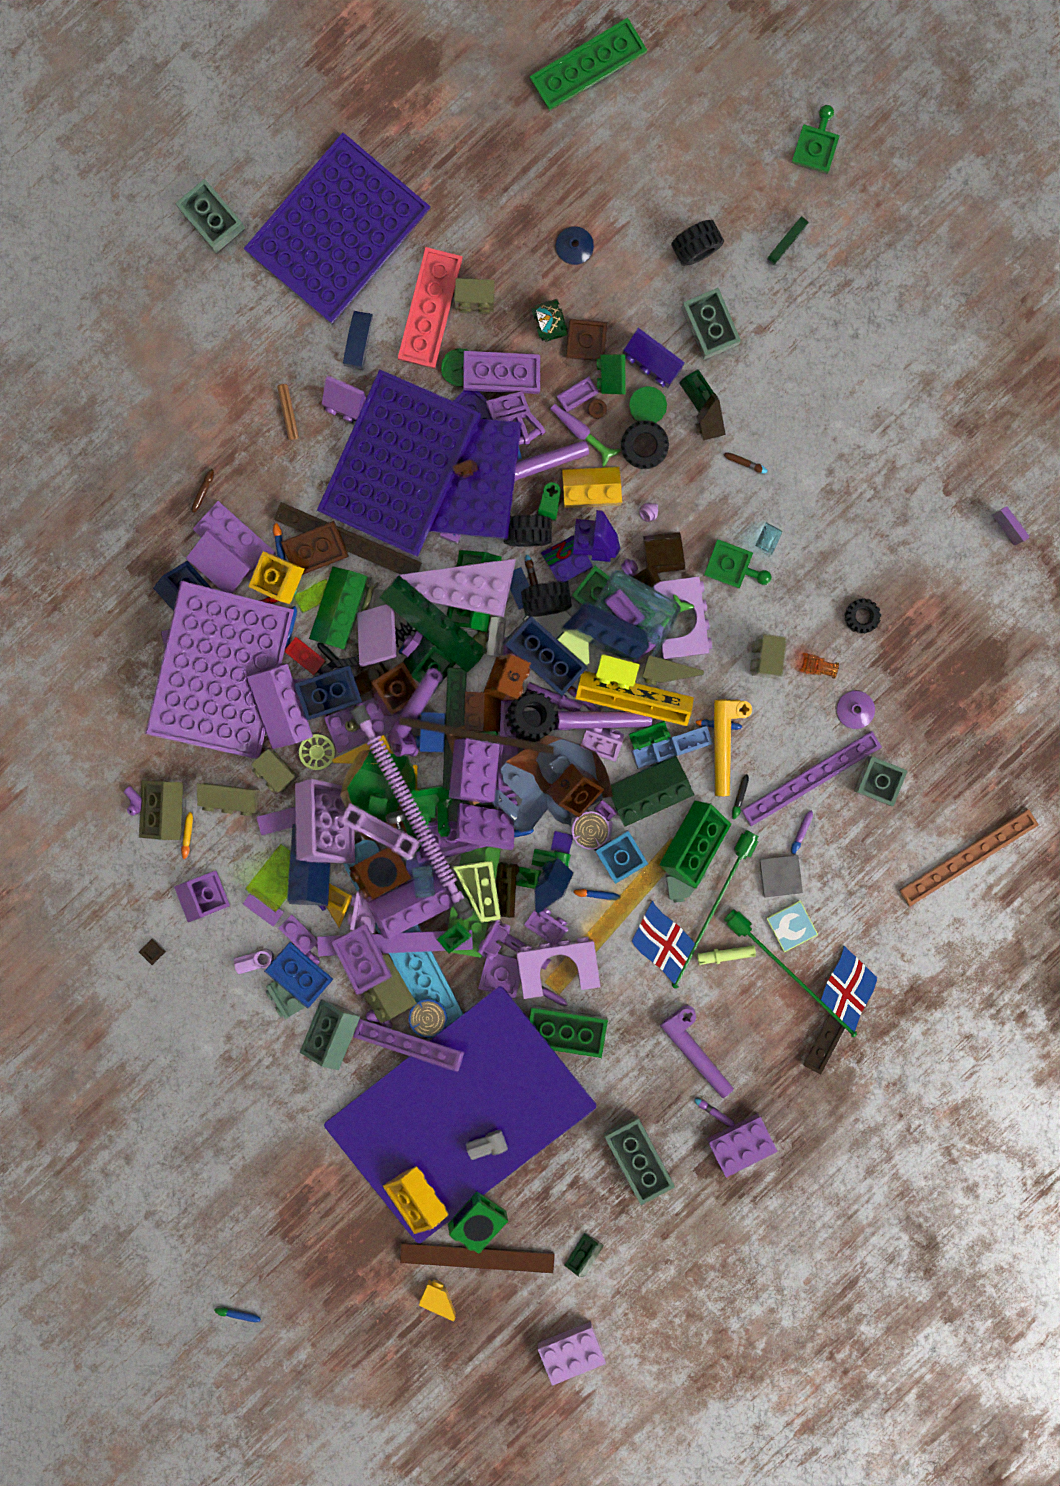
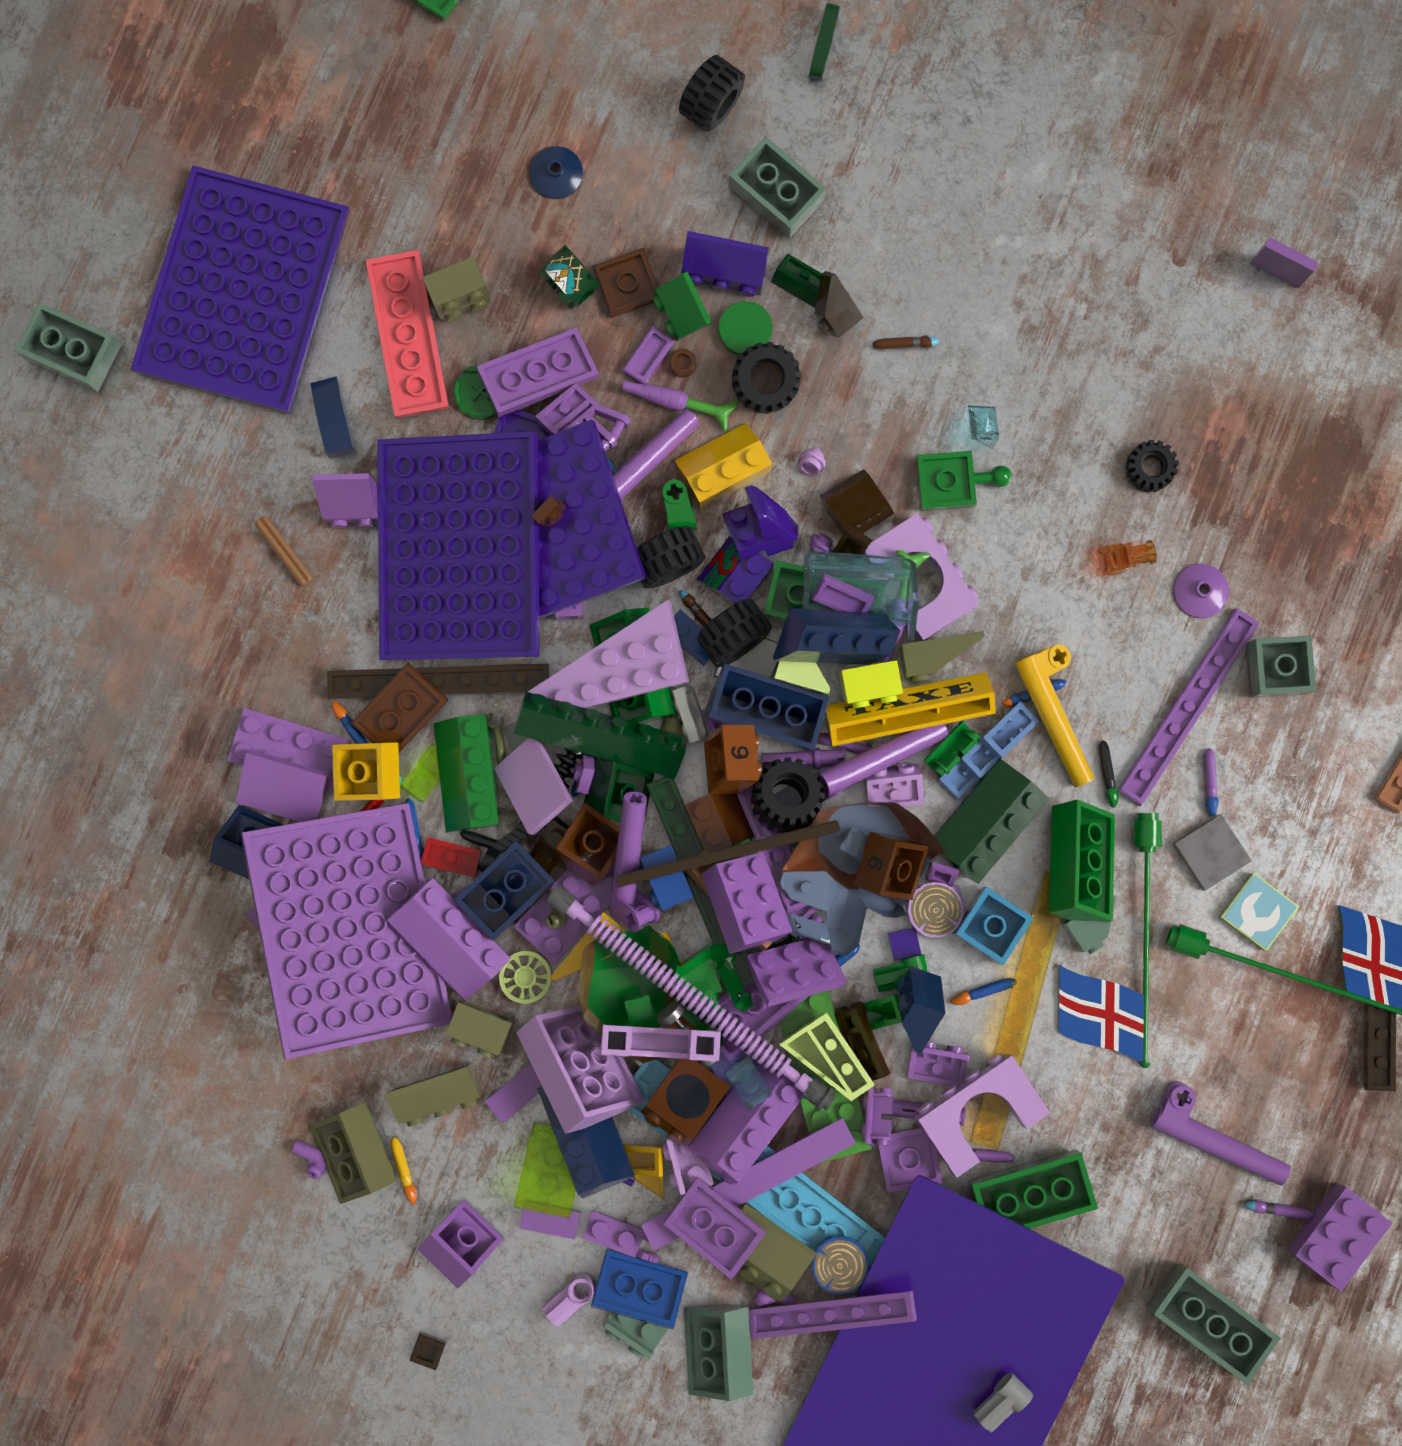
camera: 30 degrees left, 5 degrees down
(202, 491) = (218, 704): reddish brown piece -> none
(454, 937) = (825, 1139): green slope -> none
(725, 955) = (1183, 997): yellowish green pin -> none
(768, 656) = (1059, 572): olive brick -> none

